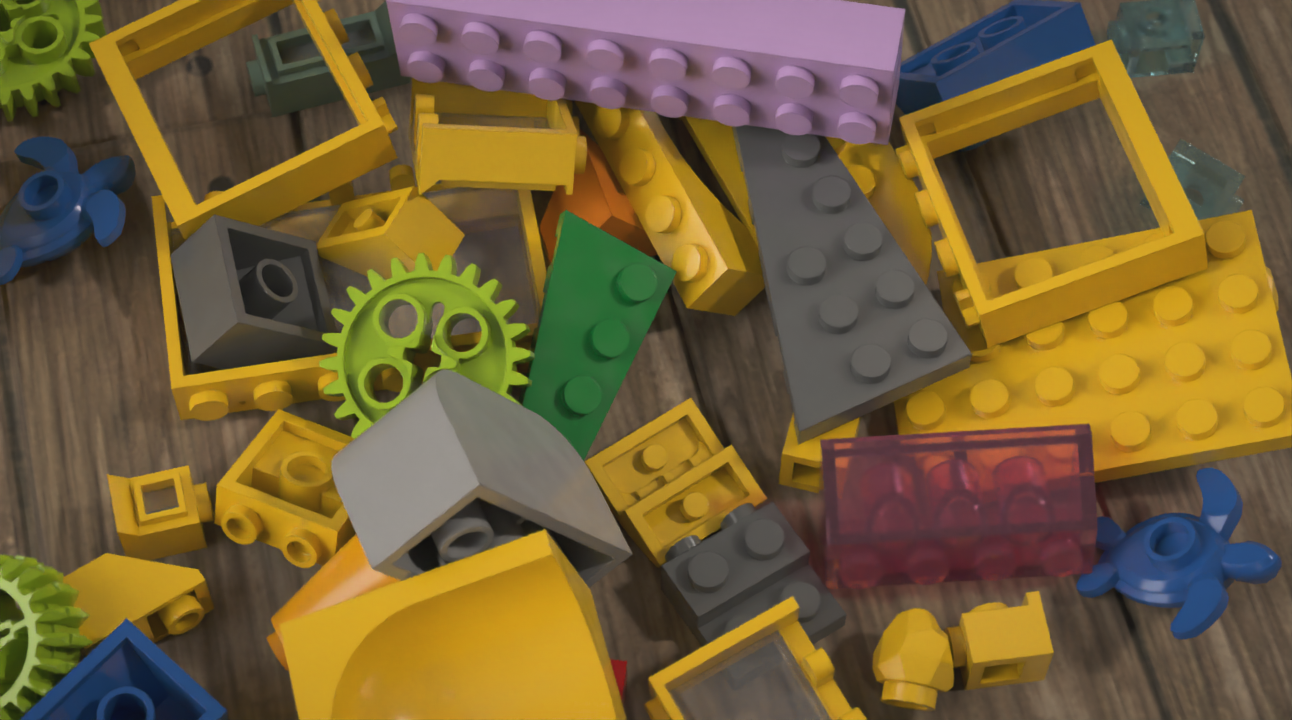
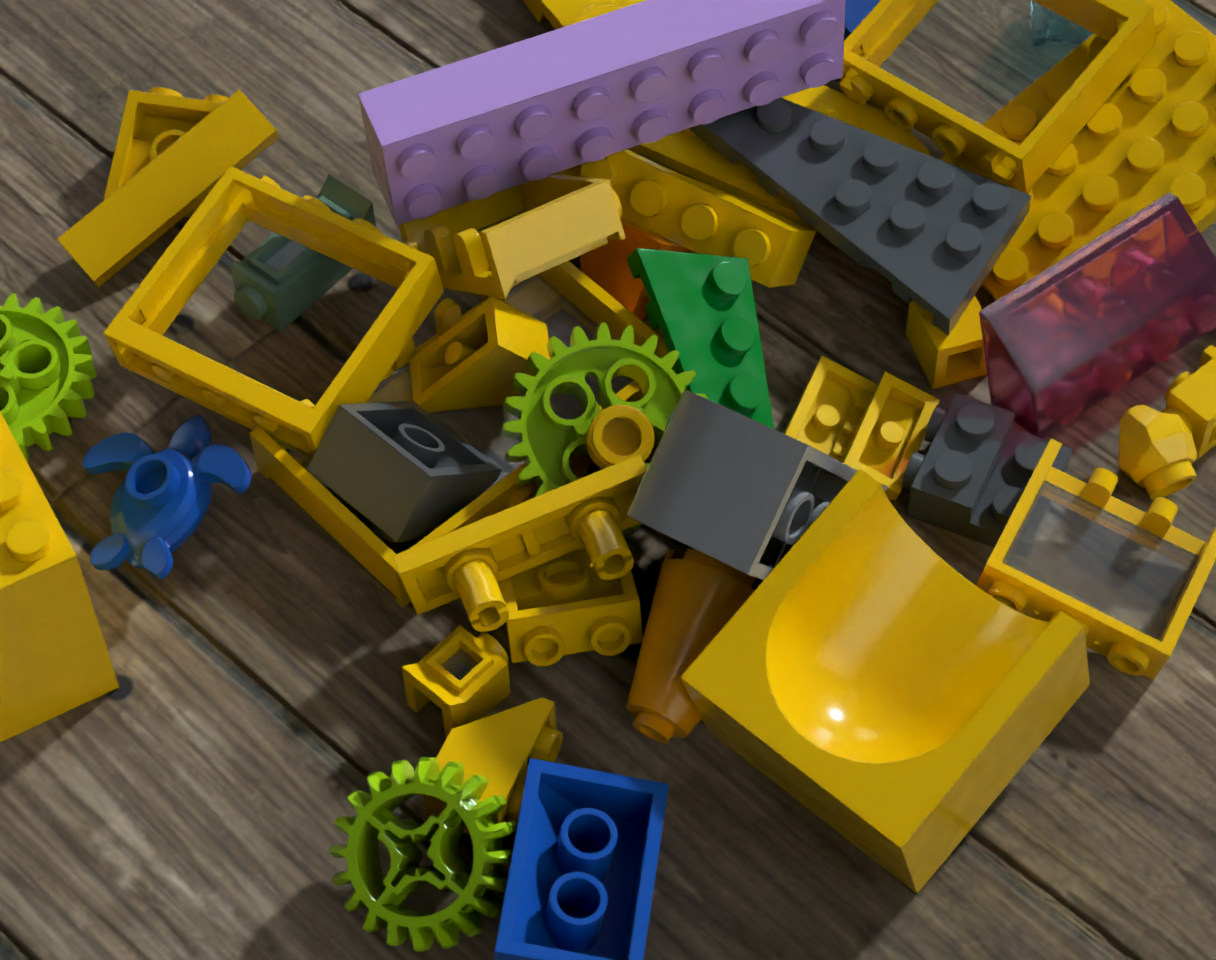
camera: 30 degrees left, 5 degrees down
(264, 416) = (519, 538): none -> yellow plate
(409, 369) = (619, 435): none -> yellow tile

